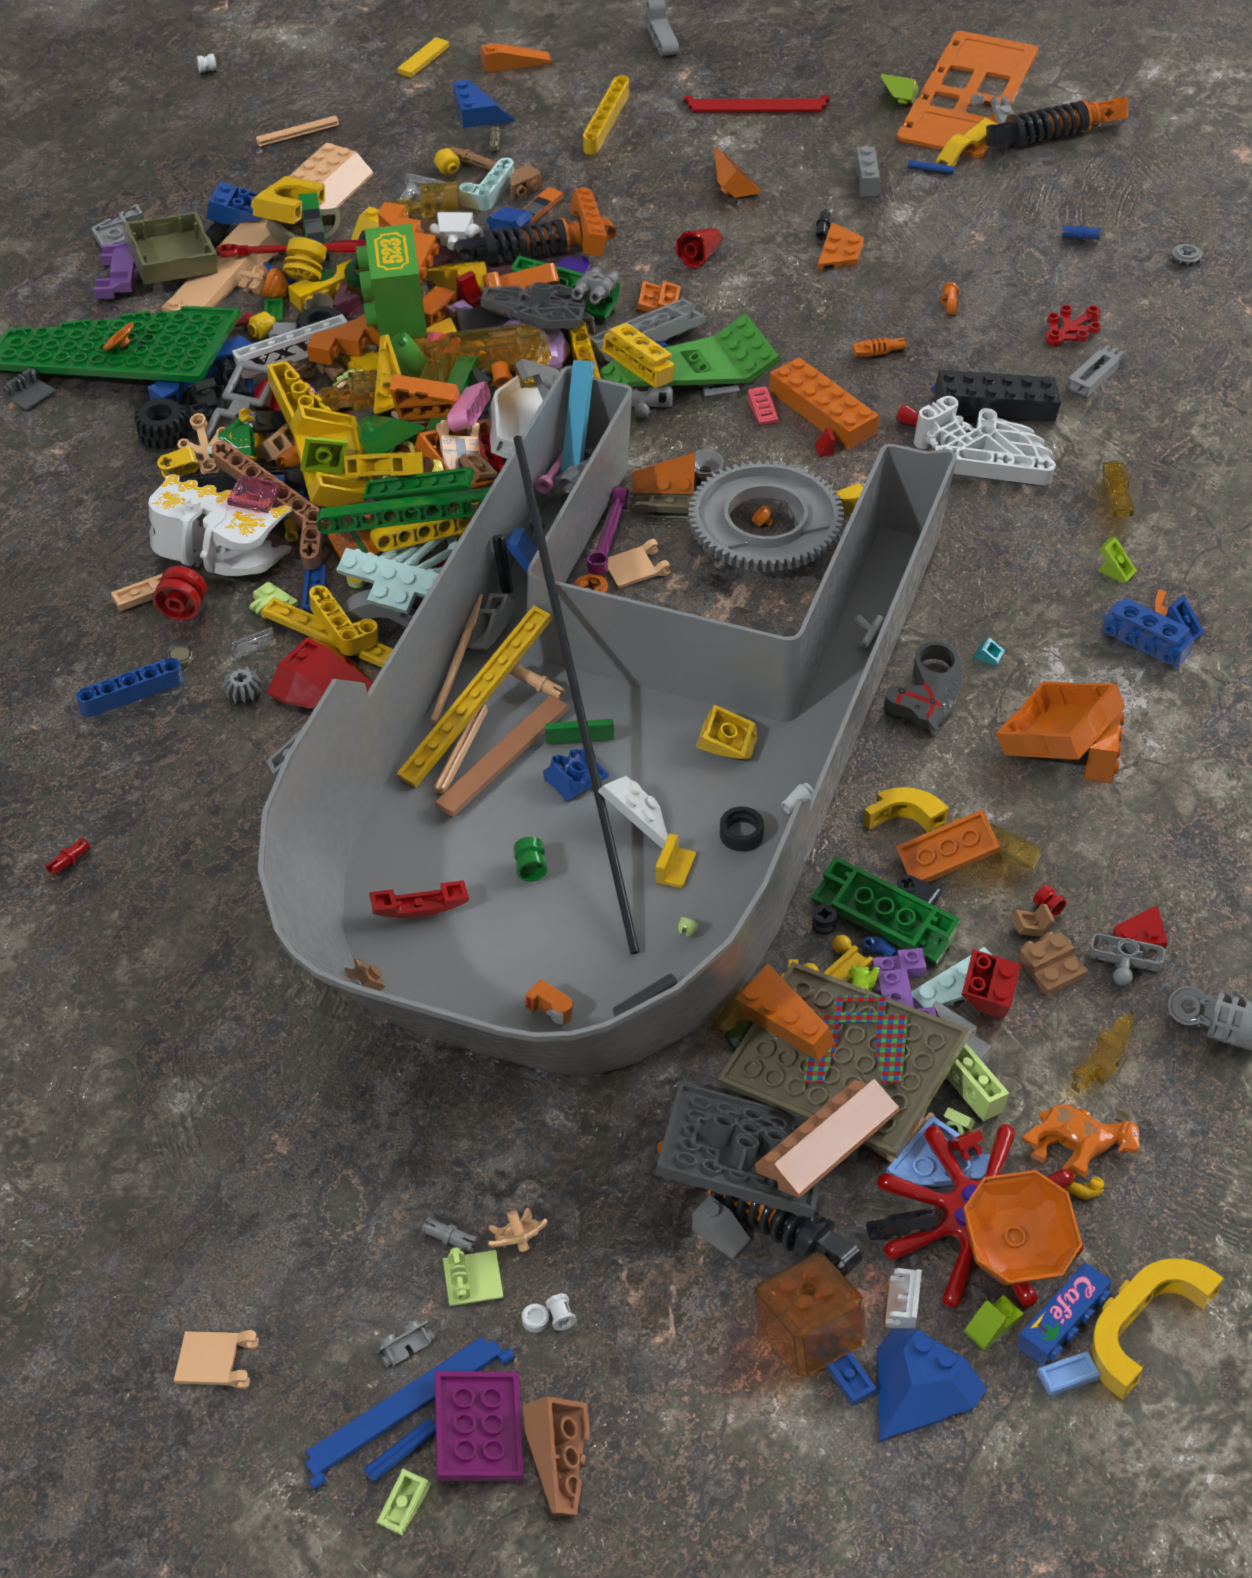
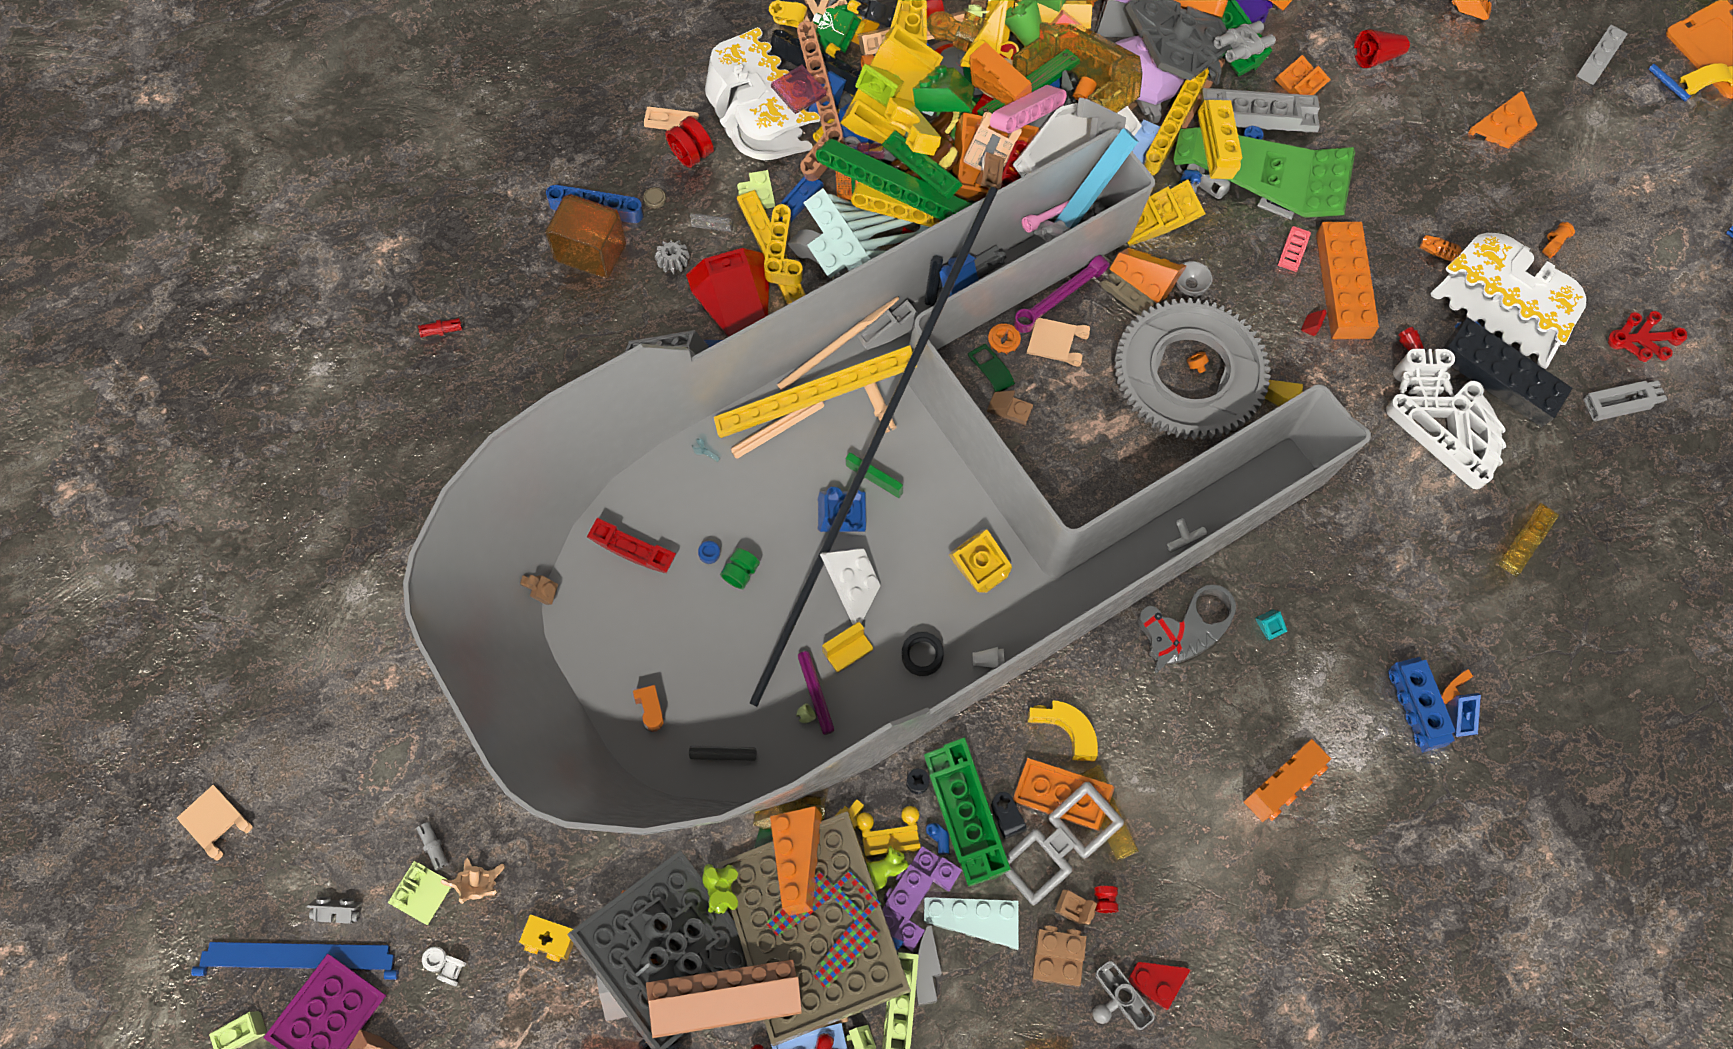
camera: 35 degrees right, 20 degrees up
(153, 705) = (586, 236): none -> clear orange plate
(400, 1450) = (264, 992): blue axle -> none
(406, 799) = (703, 450): none -> clear light blue hand
(489, 868) = (709, 552): none -> blue tile
(500, 756) = (797, 456): nougat tile -> none
(624, 1228) = (537, 929): none -> yellow brick
(638, 396) = (1192, 176): none -> blue arm
(645, 429) = (1167, 211): none -> yellow slope
(680, 908) = (816, 693): none -> magenta axle
(738, 1082) = (718, 884): none -> lime animal
(823, 224) = (1512, 88): black axle -> none
(974, 341) = (1527, 309): none -> white animal
(981, 877) = (1062, 842): none -> light grey bar
(990, 983) = (985, 943): red slope -> none
(1060, 720) = (1259, 743): orange tile -> none
(1117, 561) = (1460, 612): lime slope -> none

